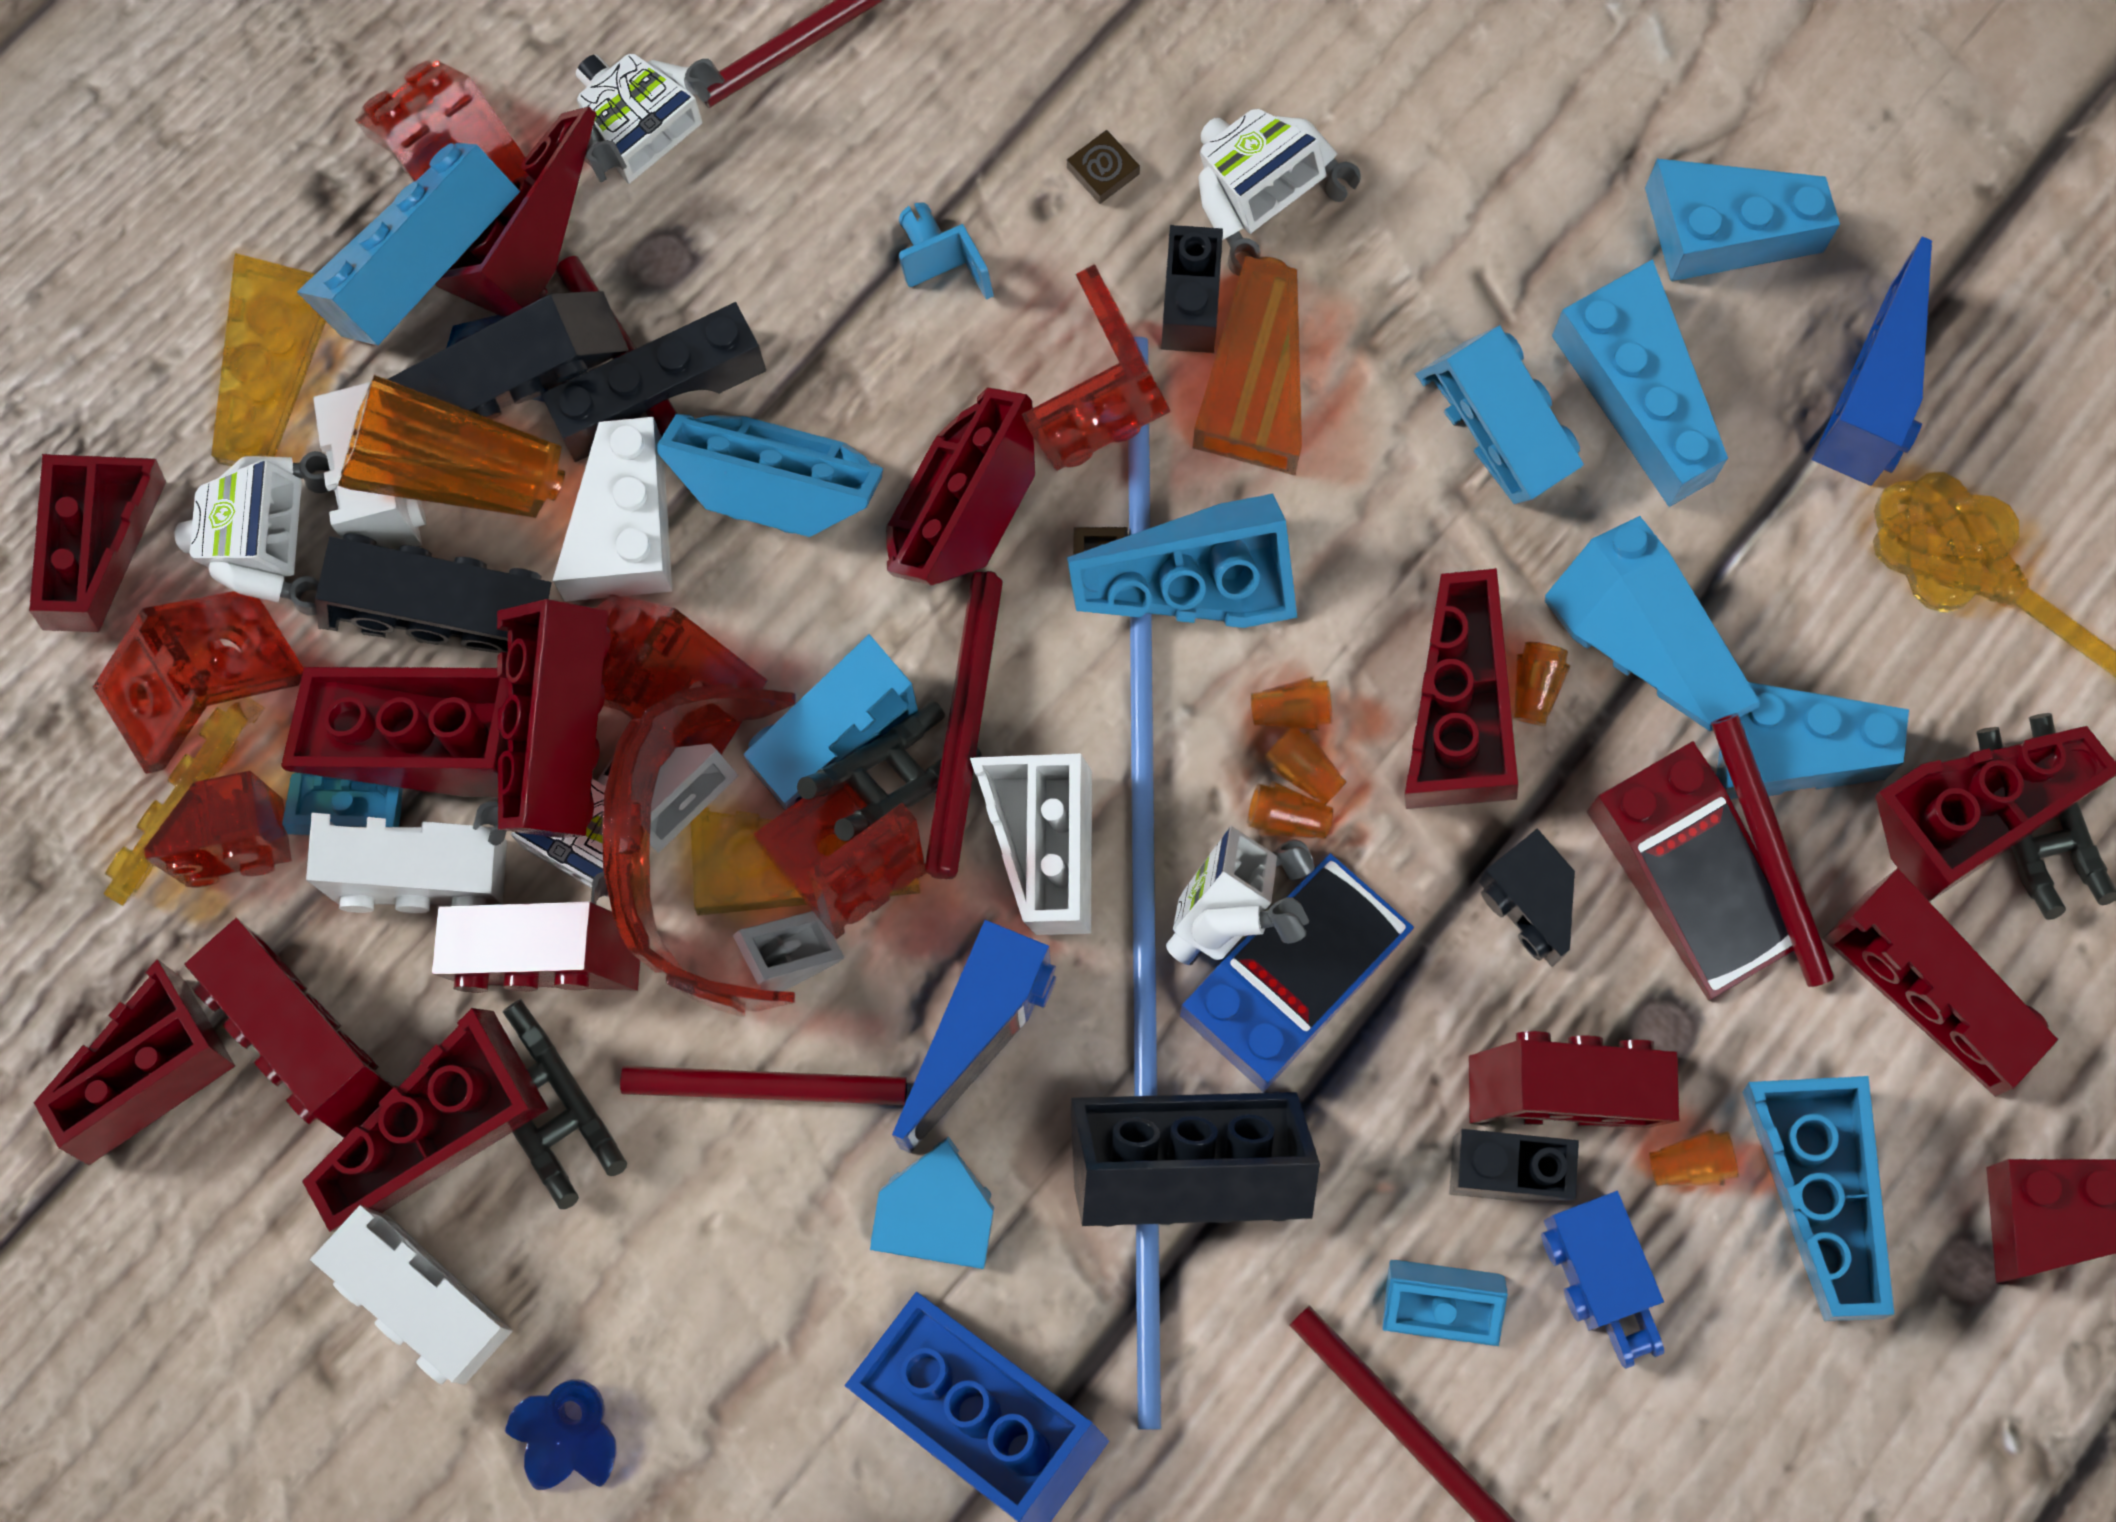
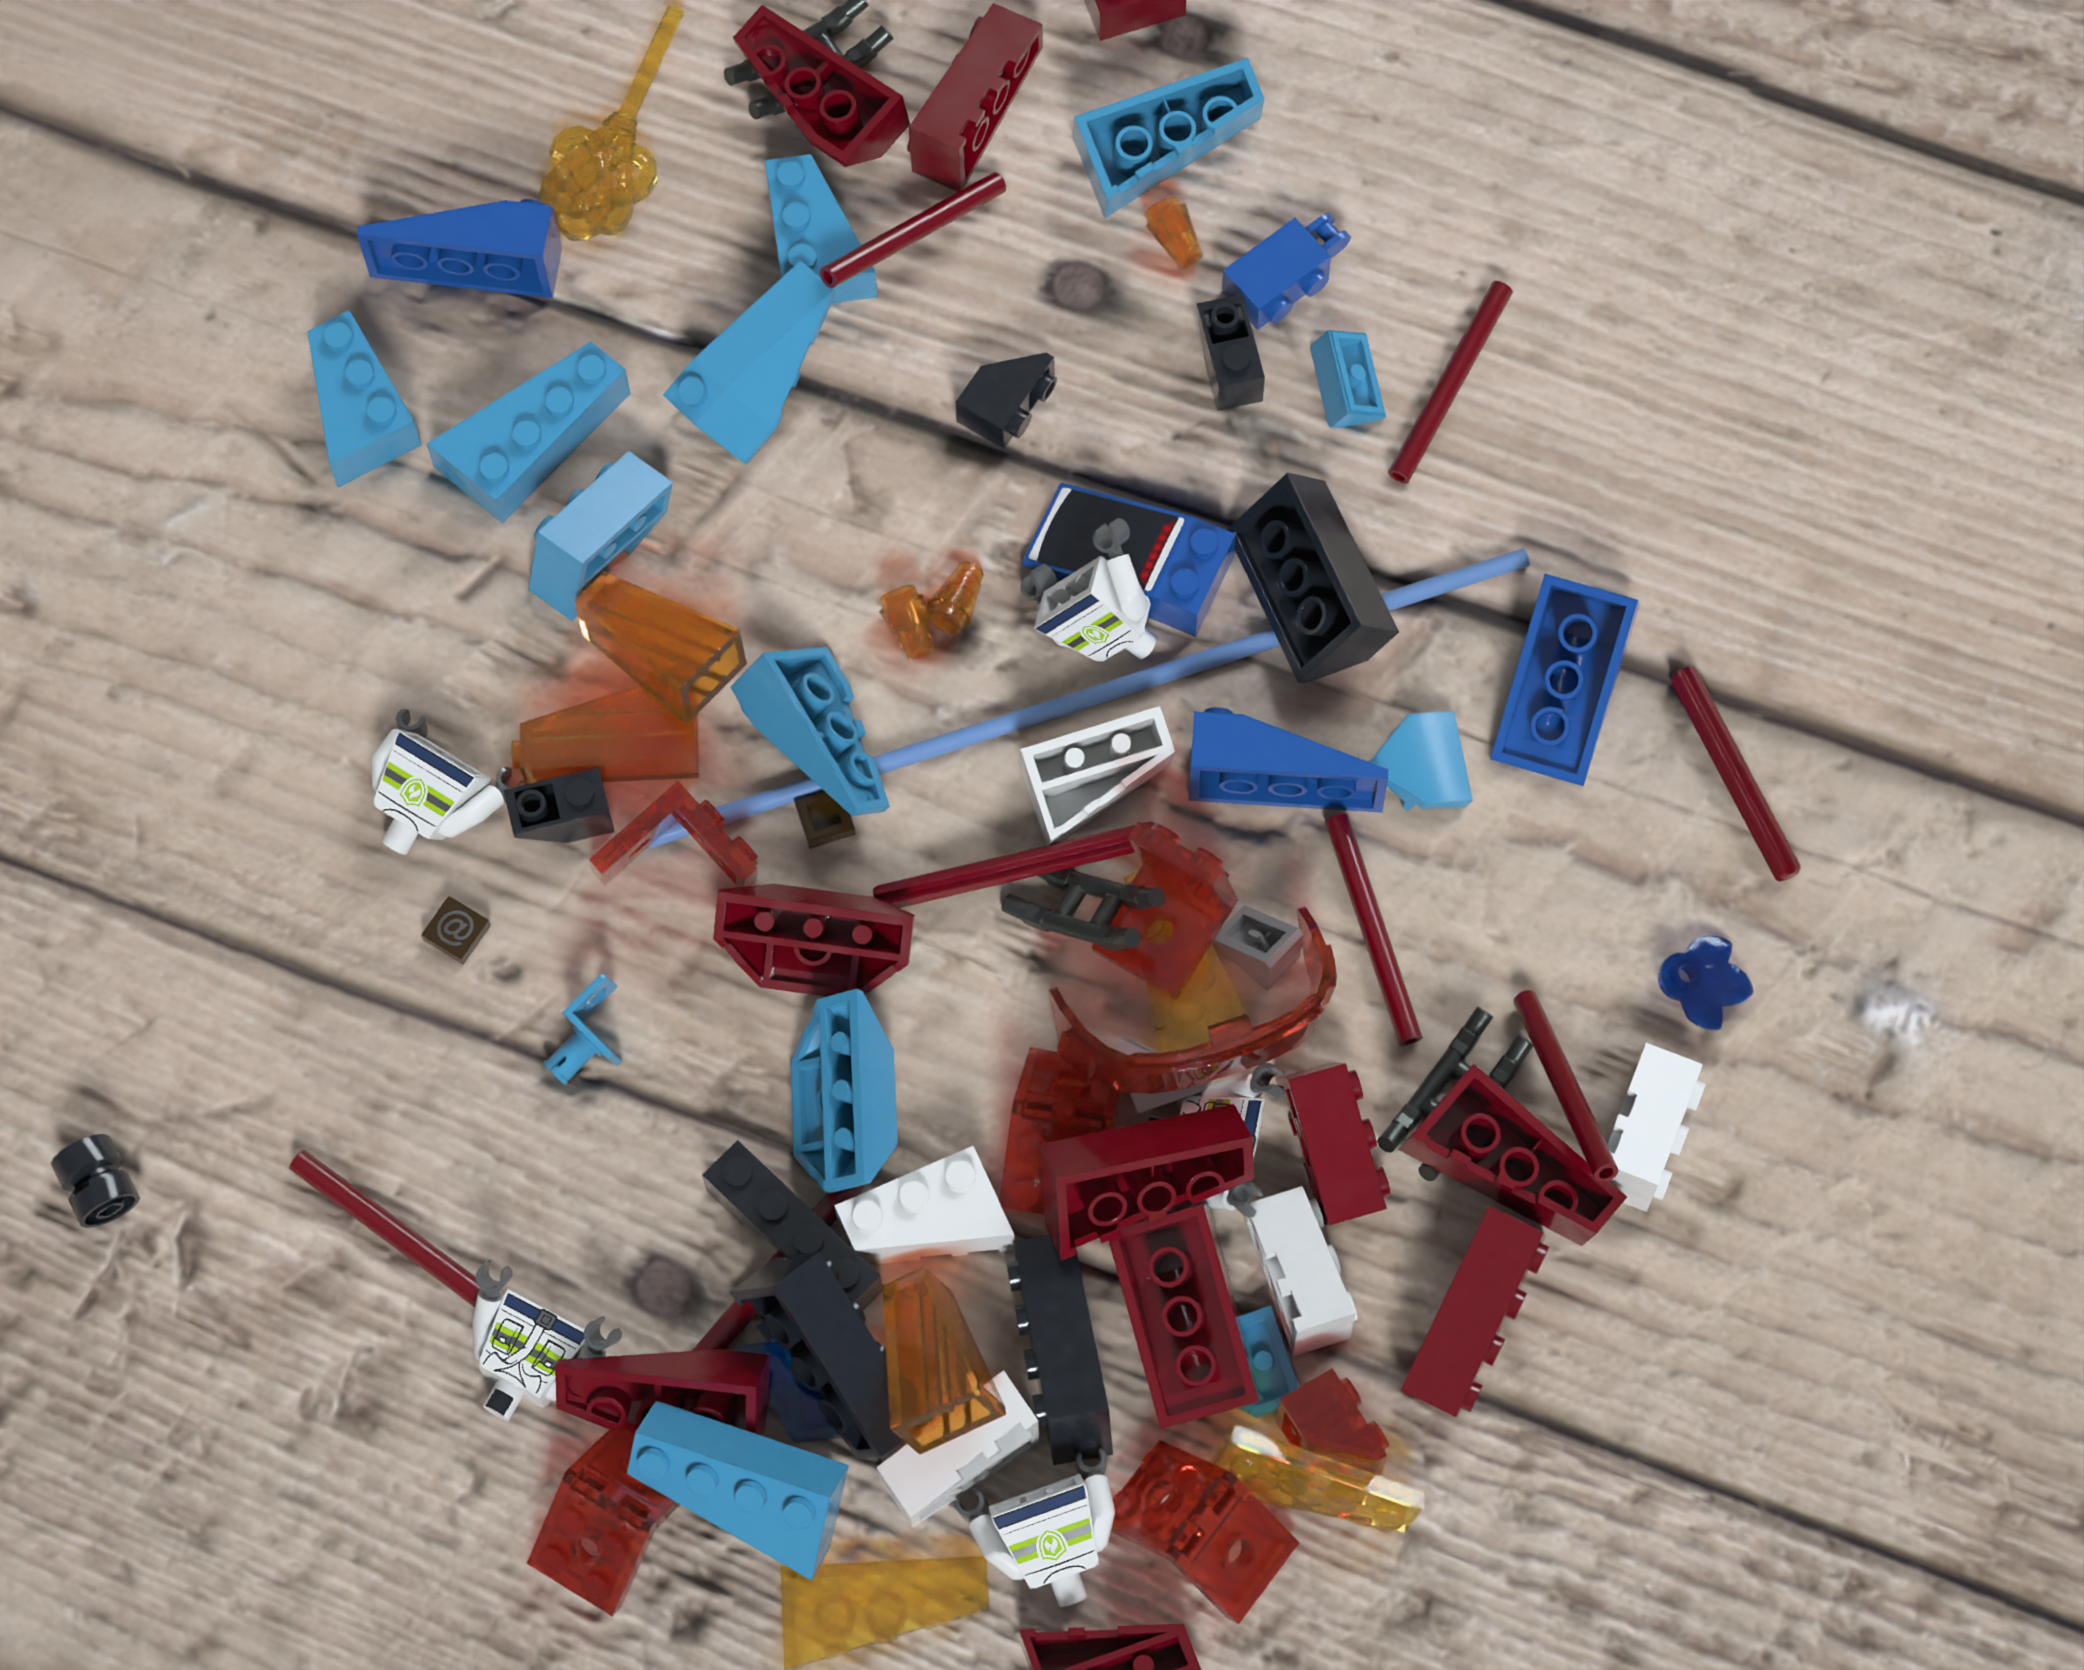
camera: 110 degrees left, 5 degrees down
(135, 1070) = (1554, 1425): dark red wedge -> none
(476, 1211) = (1565, 1086): none -> dark red piece
(833, 720) = (1038, 957): dark azure wedge -> none
(1288, 813) = (1002, 600): clear orange cone -> none
(1329, 425) = (660, 643): none -> clear orange slope
(1464, 717) = (864, 487): dark red wedge -> none
(1538, 681) = (823, 443): clear orange cone -> none
(1574, 1082) = (1151, 328): dark red wedge -> none
(1694, 868) = (938, 292): slope -> none

